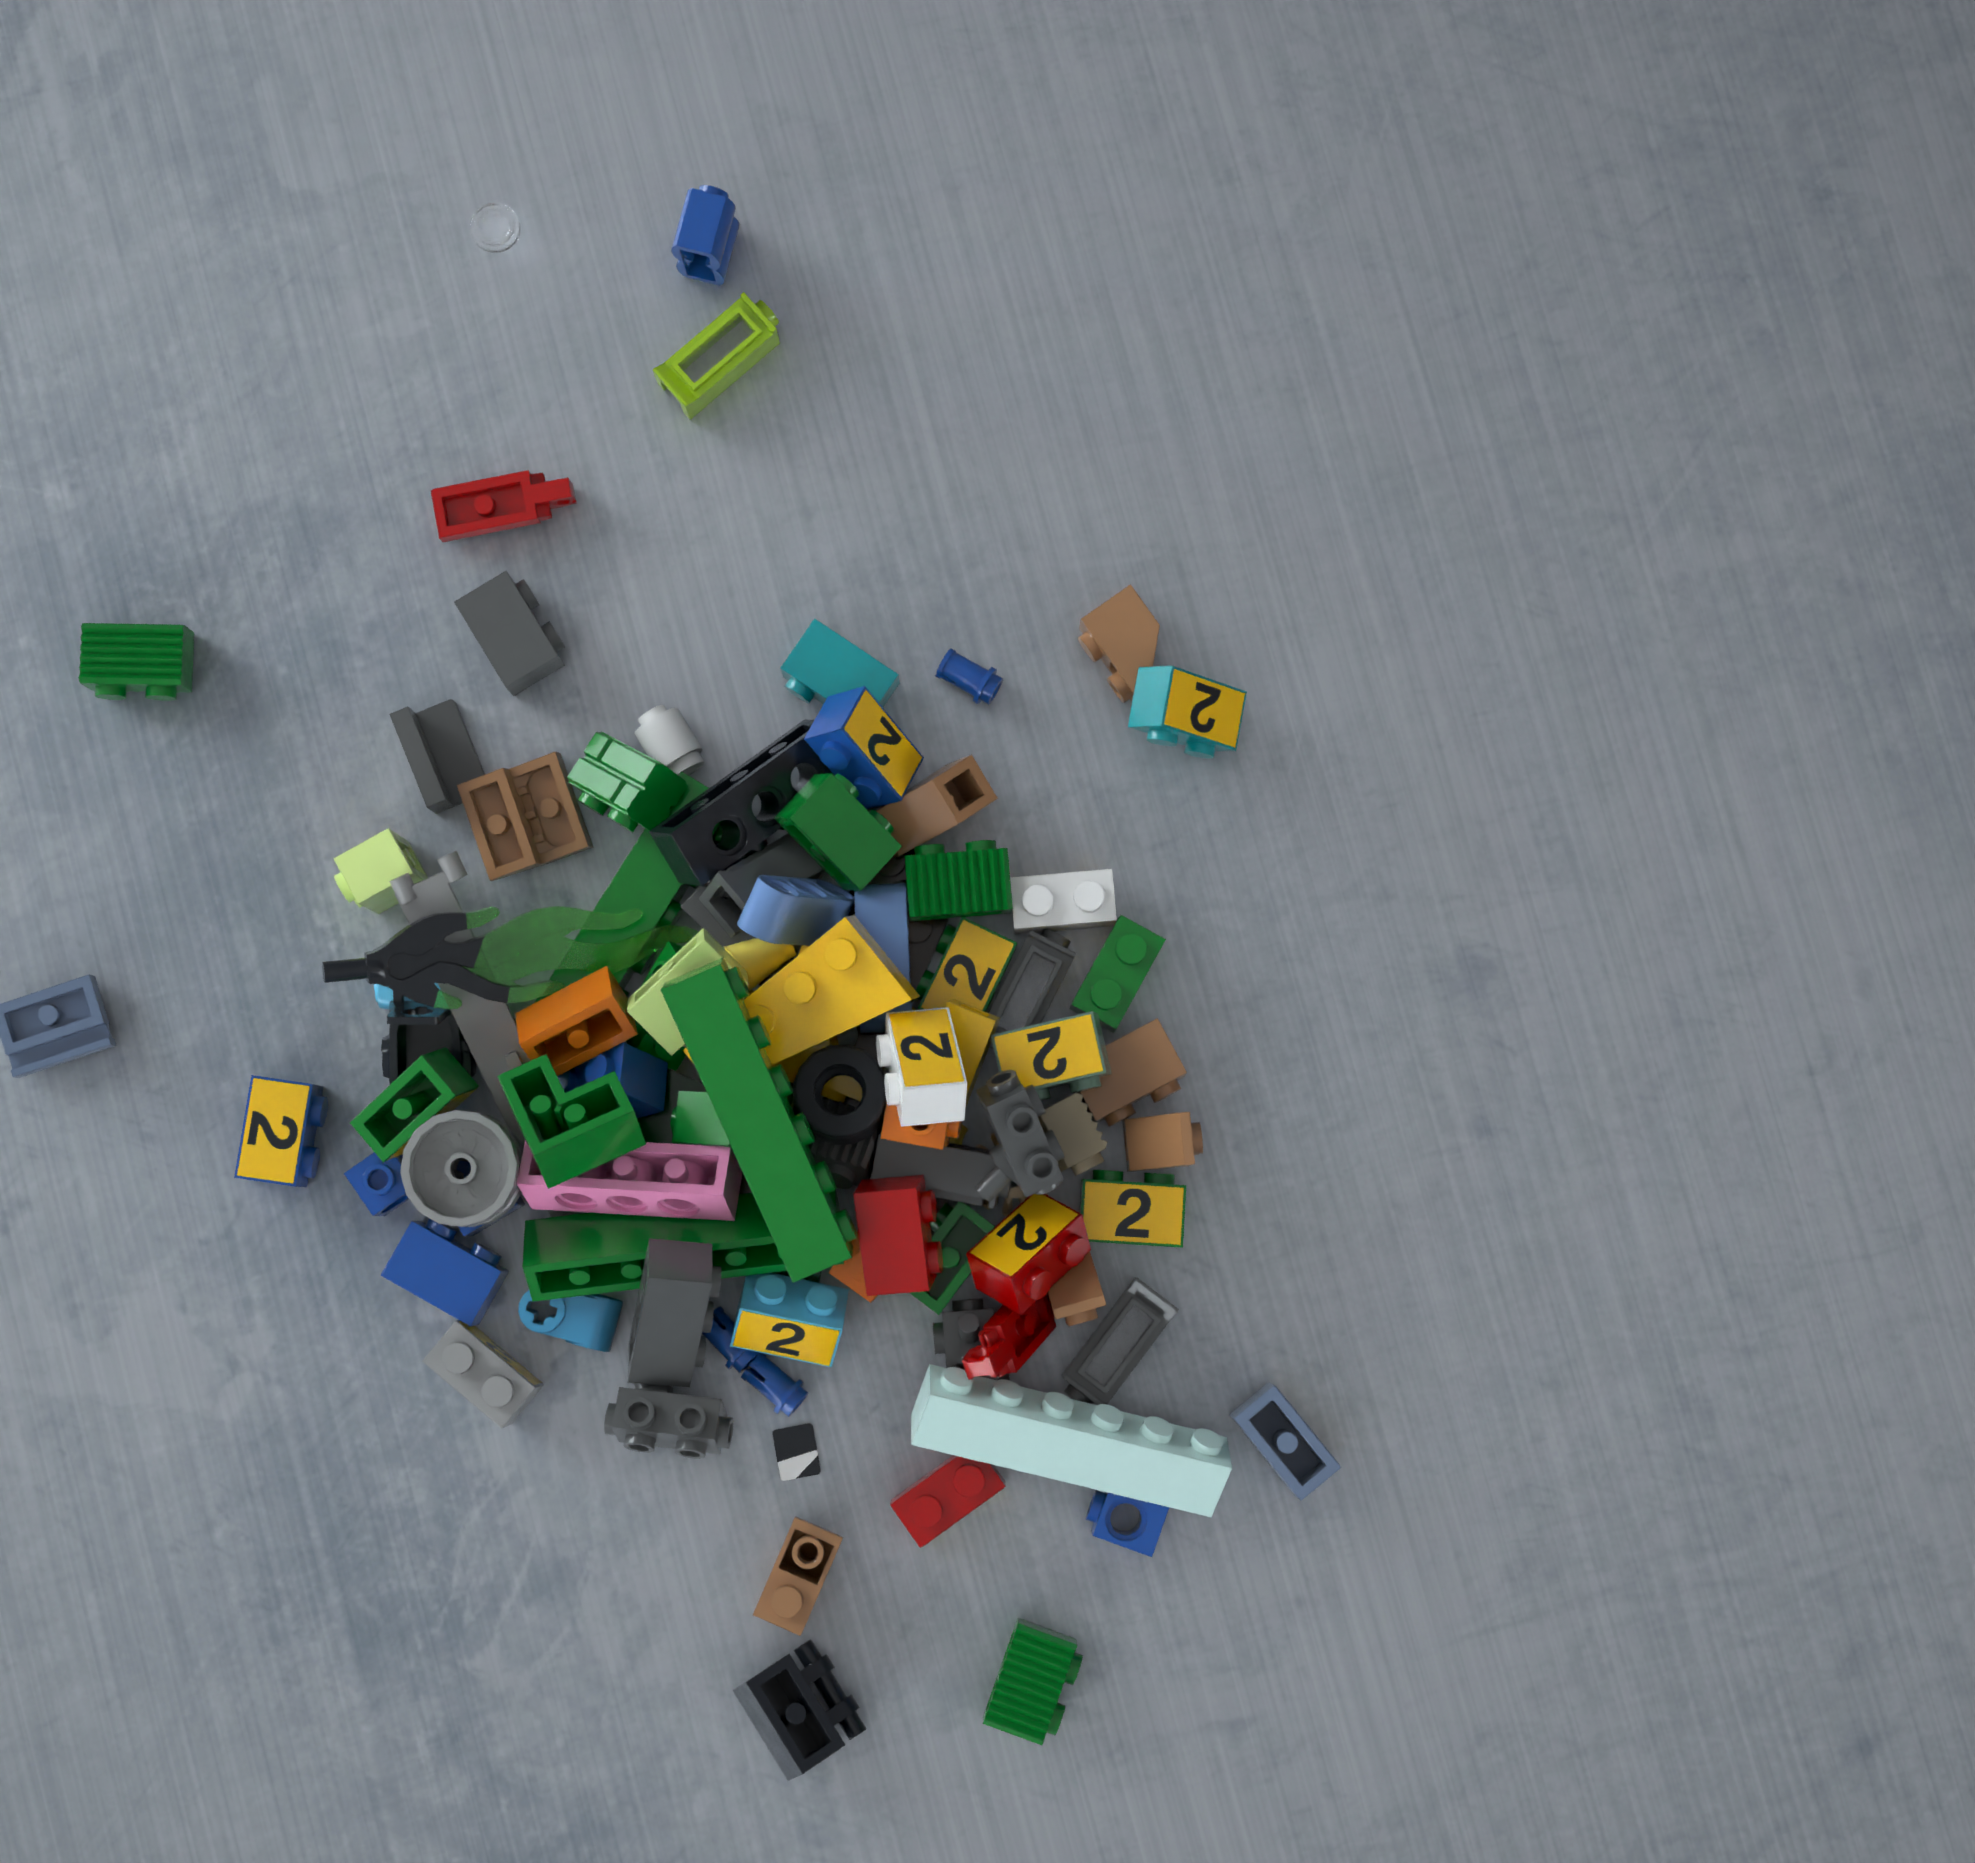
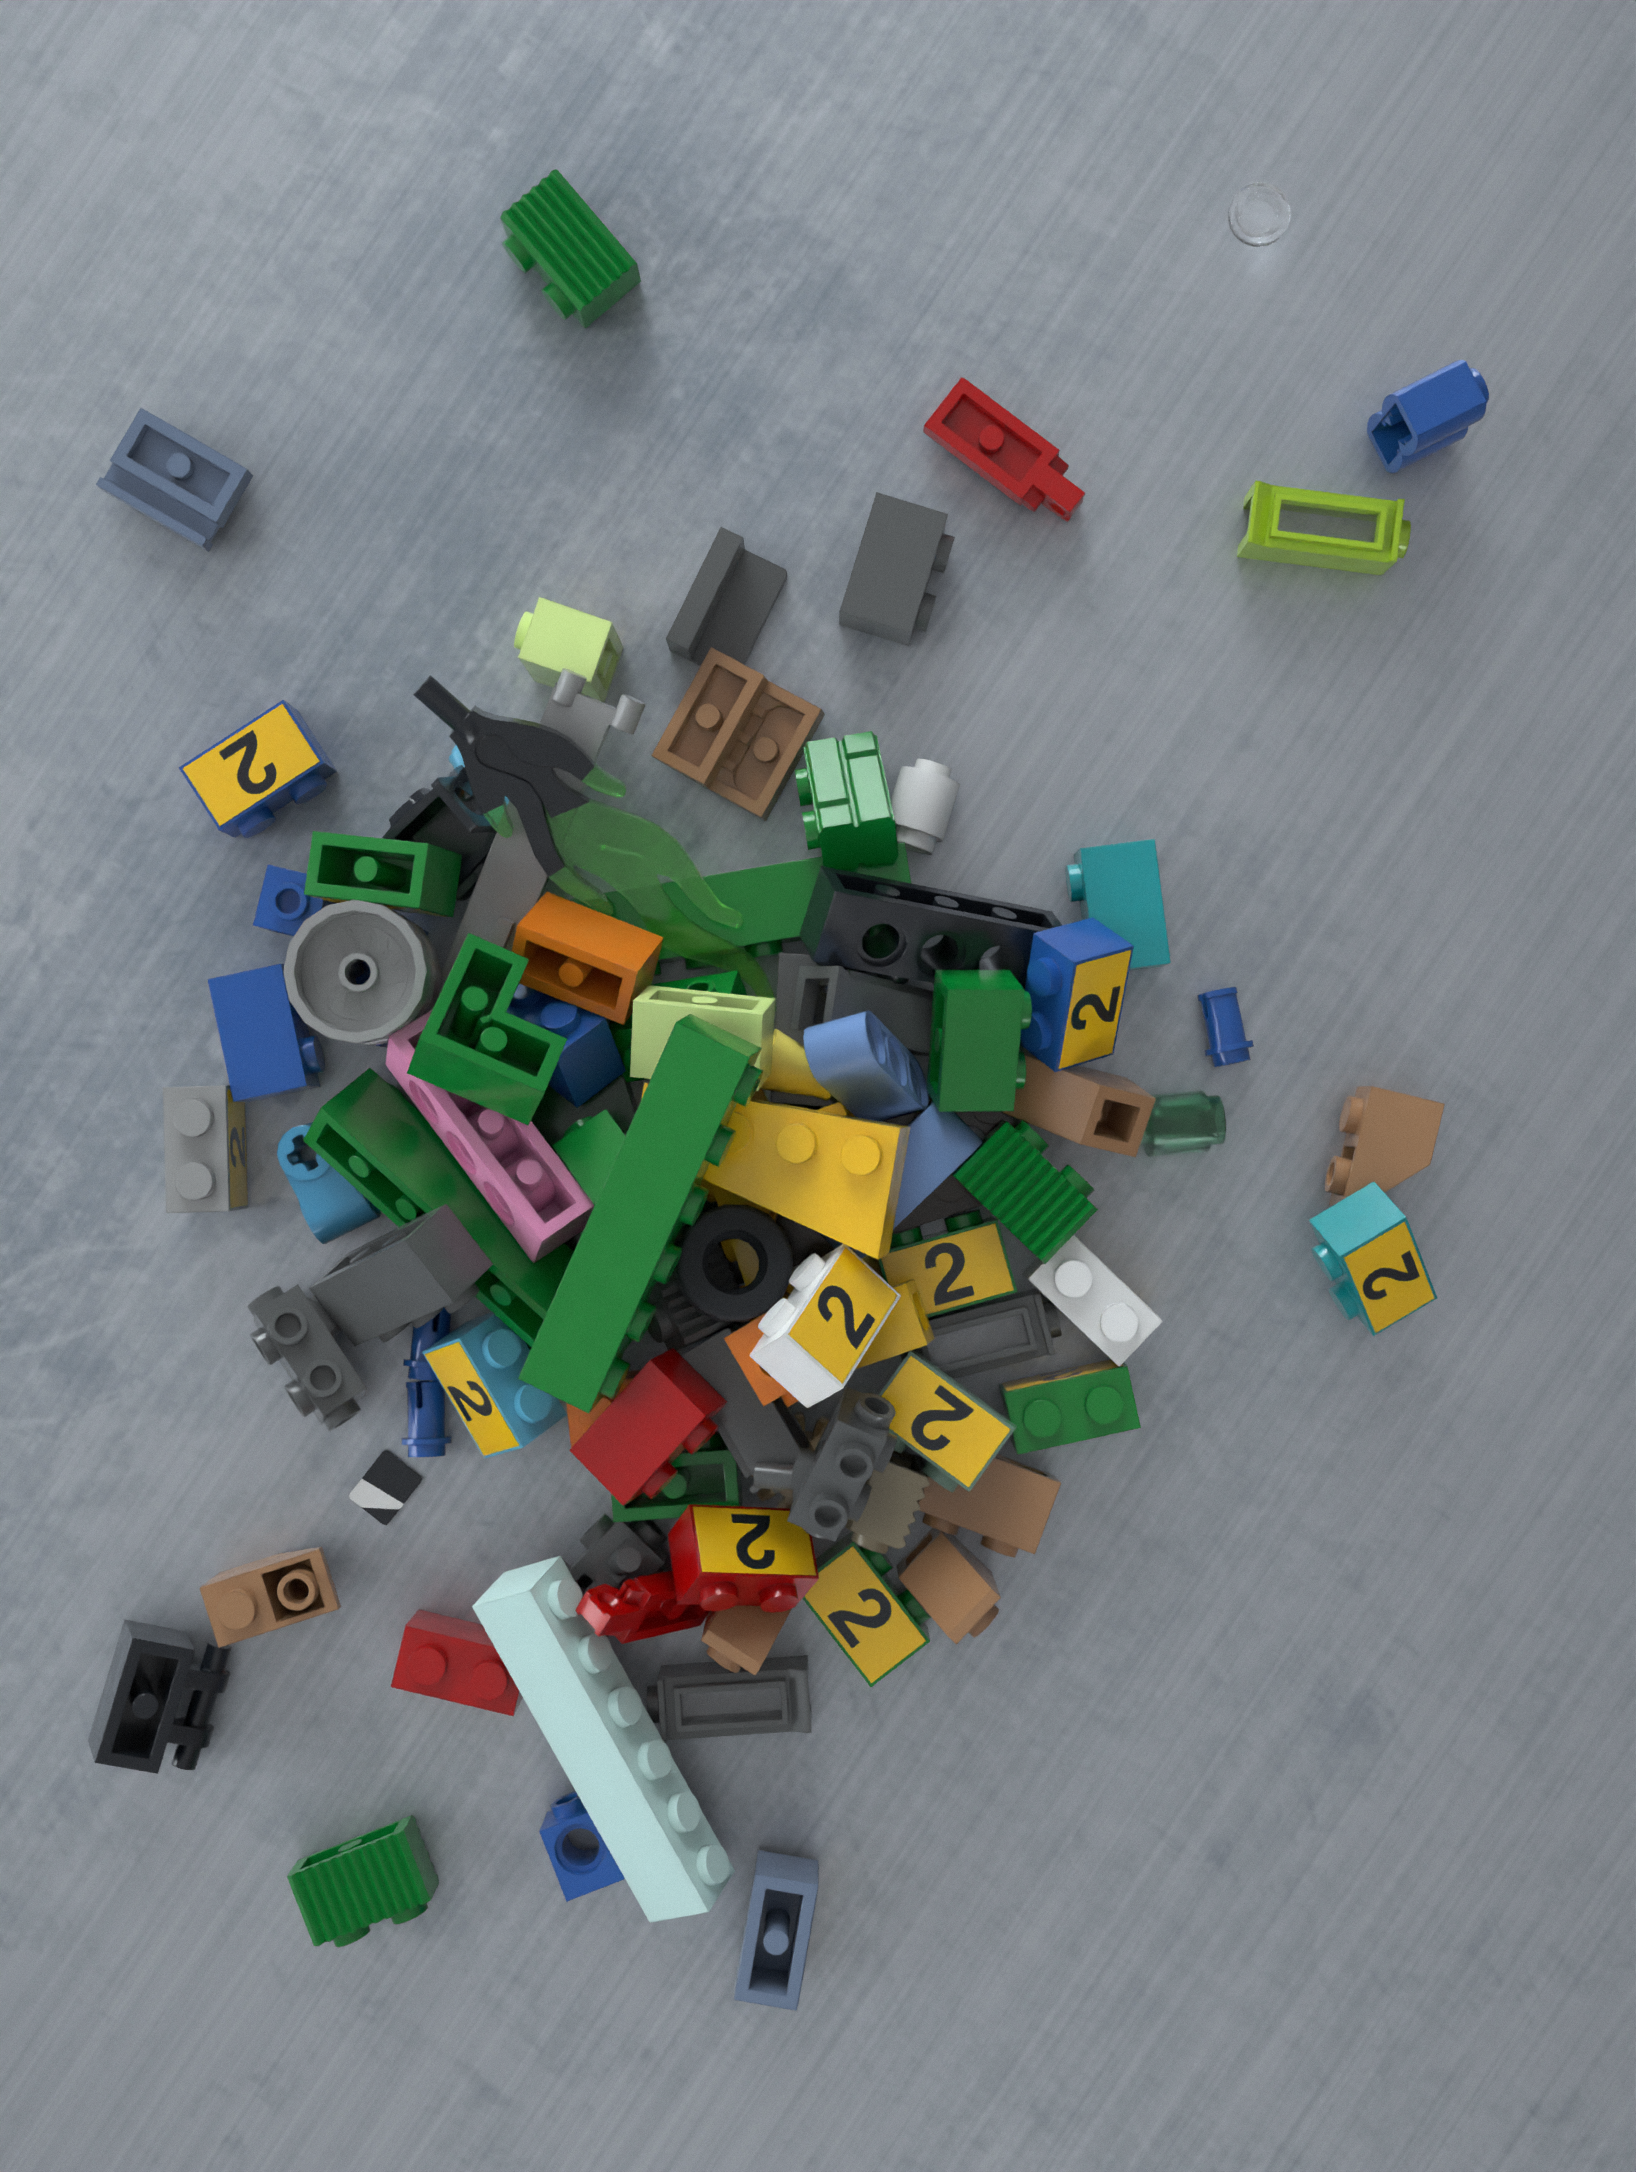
camera: 50 degrees right, 5 degrees up
(1006, 753) = (1184, 1124): none -> clear green brick

